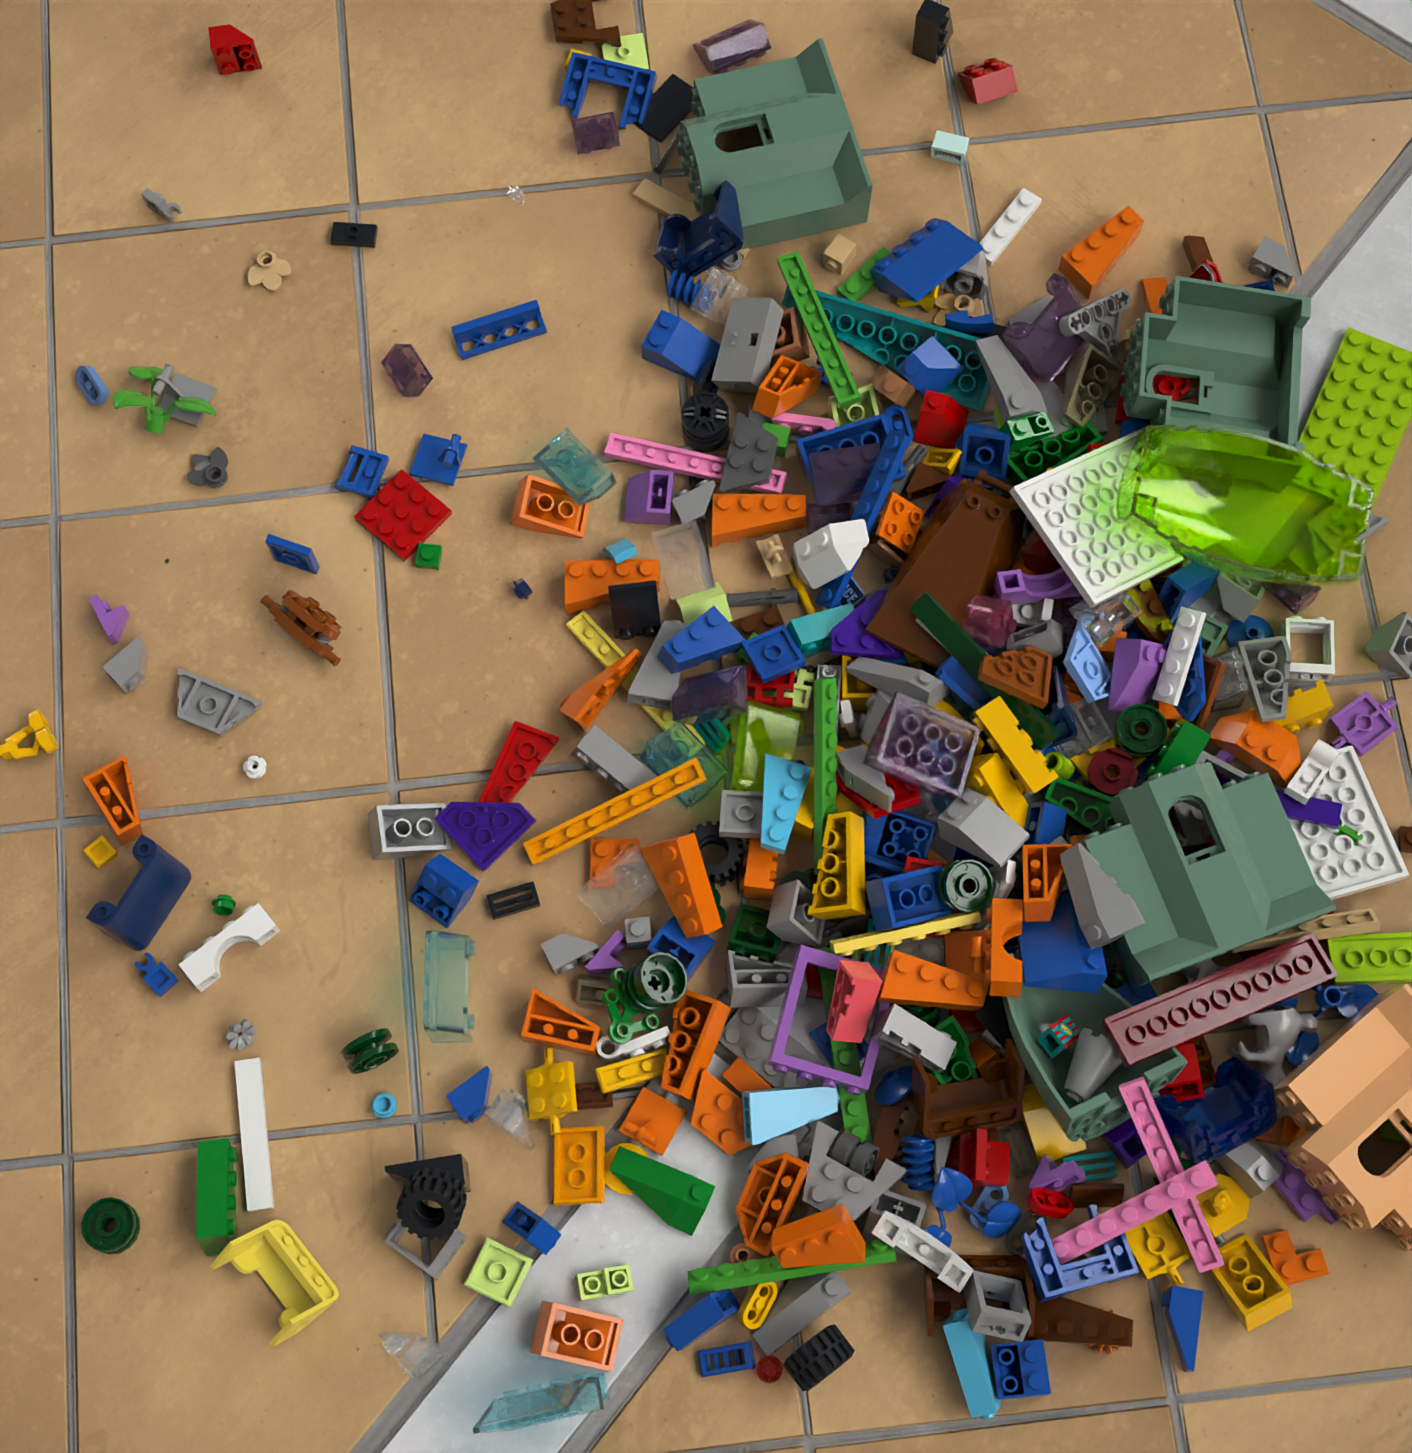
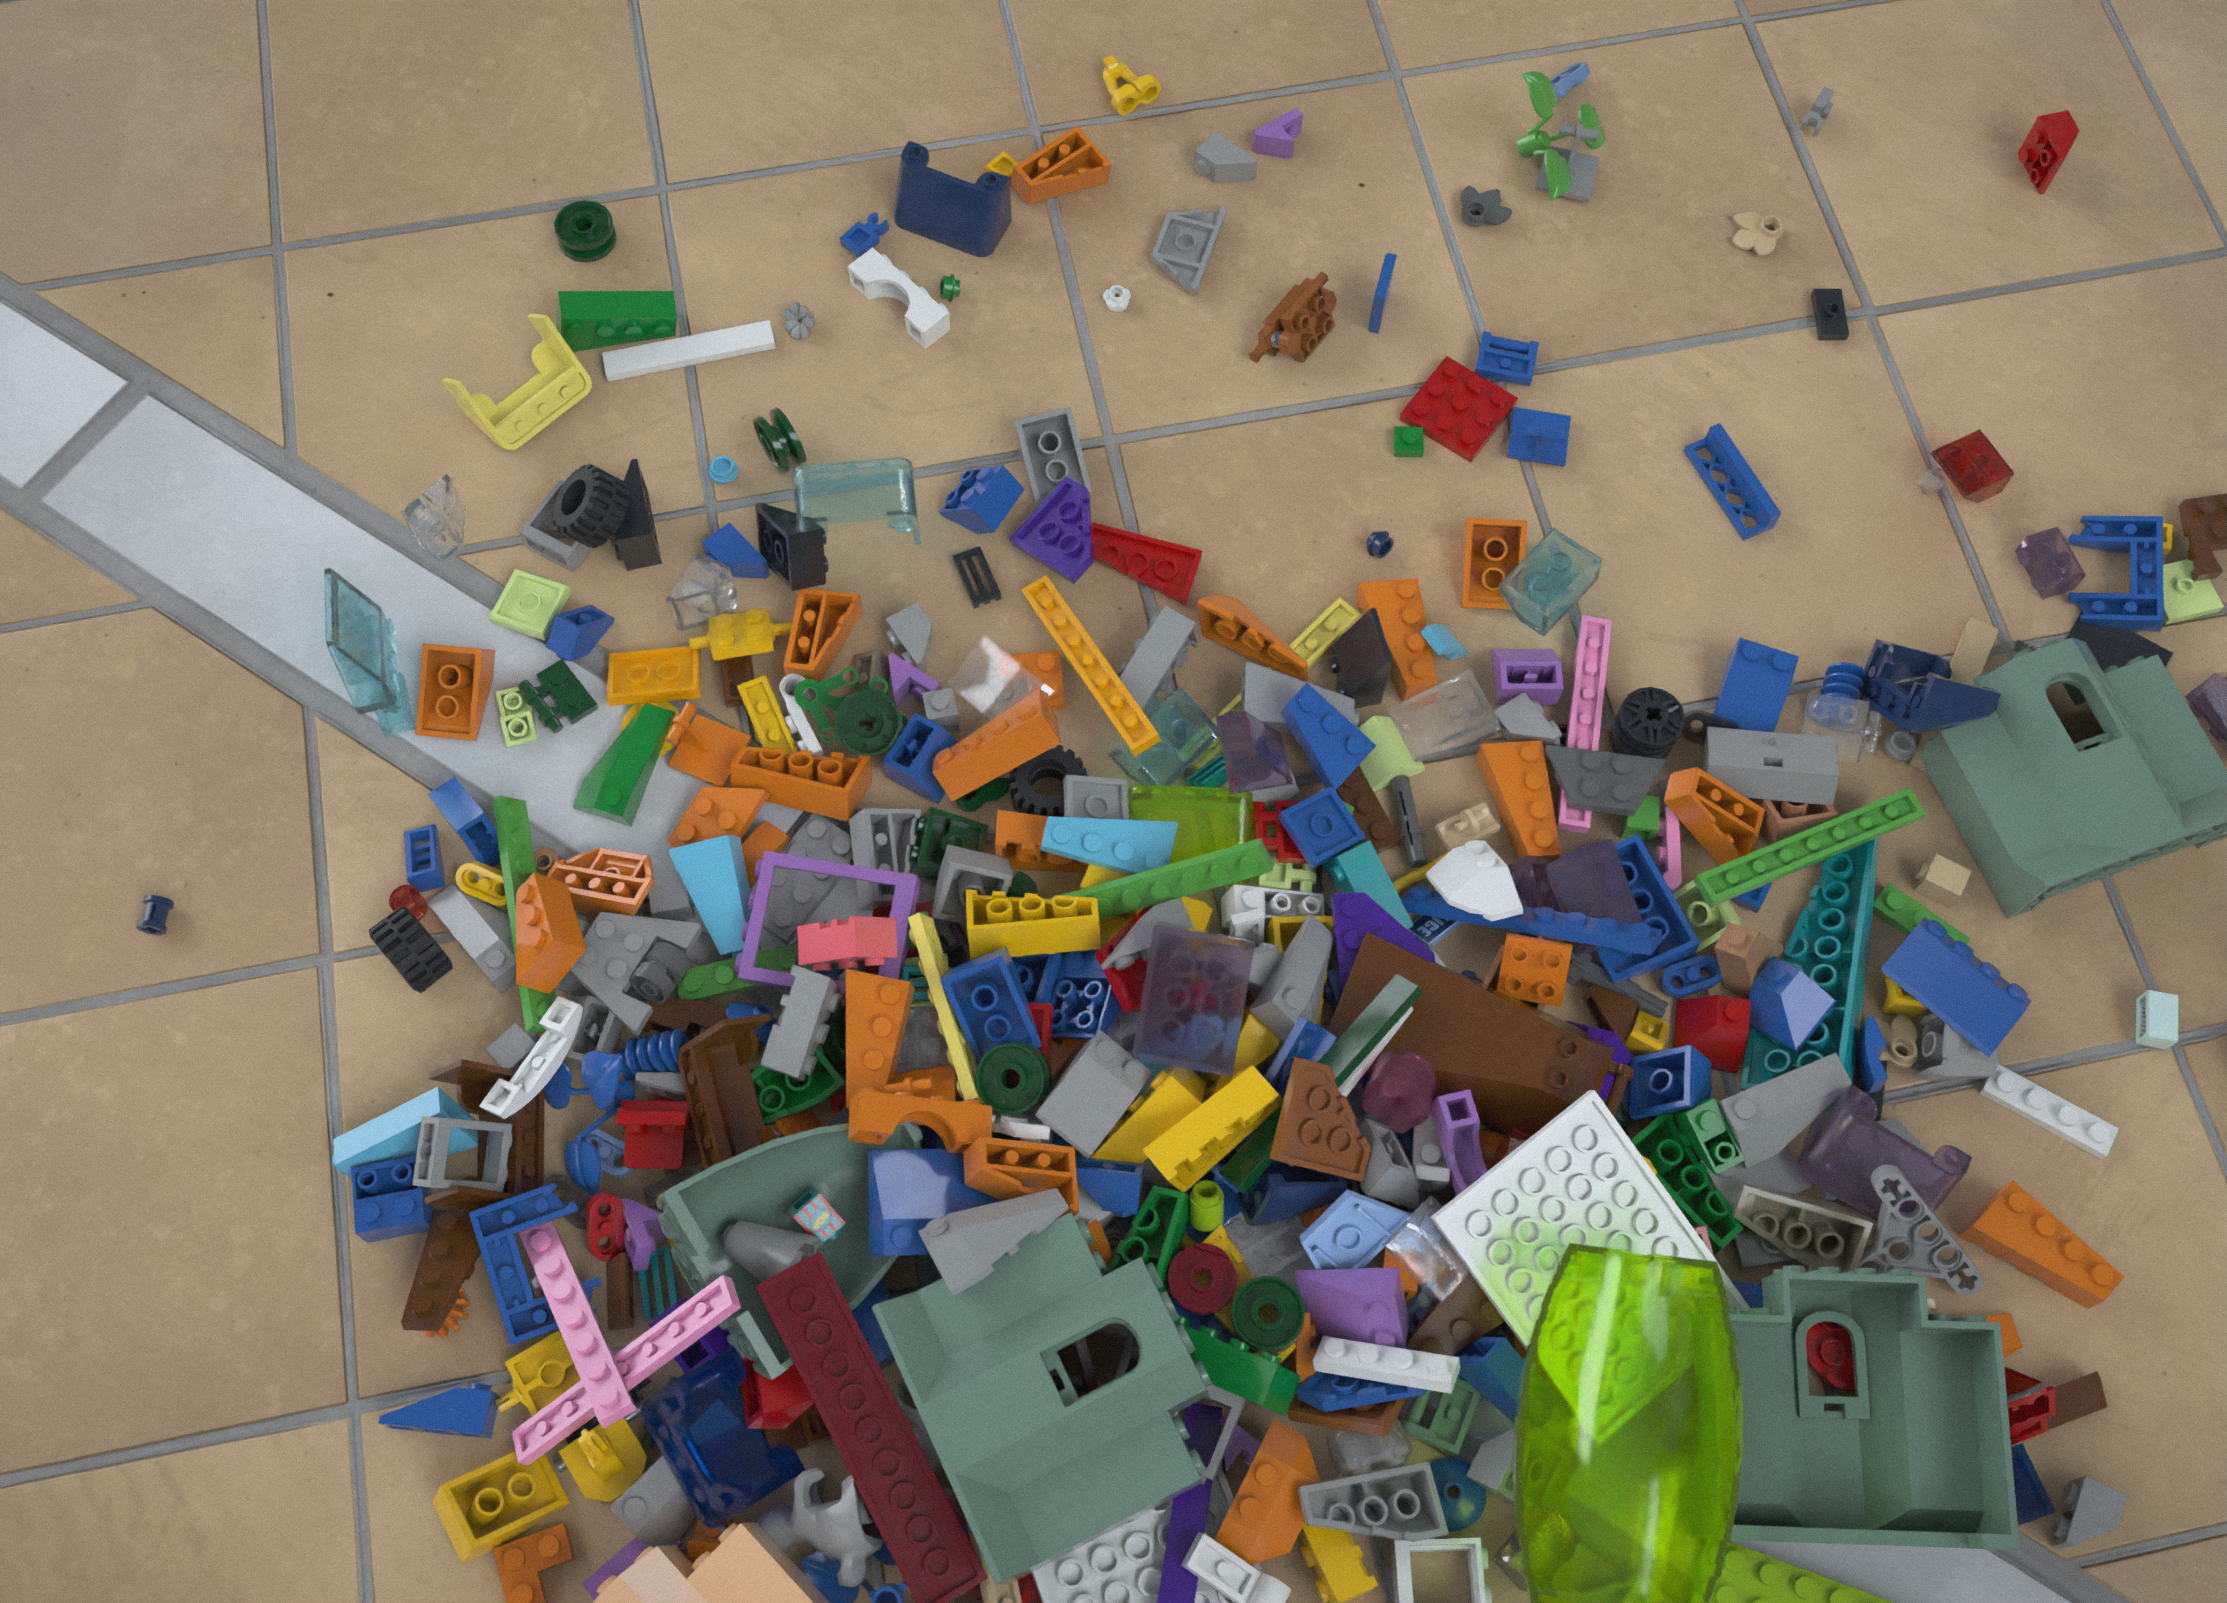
camera: 80 degrees right, 5 degrees down
(406, 370) = (1650, 384): brick -> none
(482, 1041) = (792, 546): none -> black slope
(510, 163) = (1974, 466): none -> clear red slope
(587, 1240) = (565, 690): none -> dark green plate
(904, 1275) = (512, 1047): none -> light grey brick

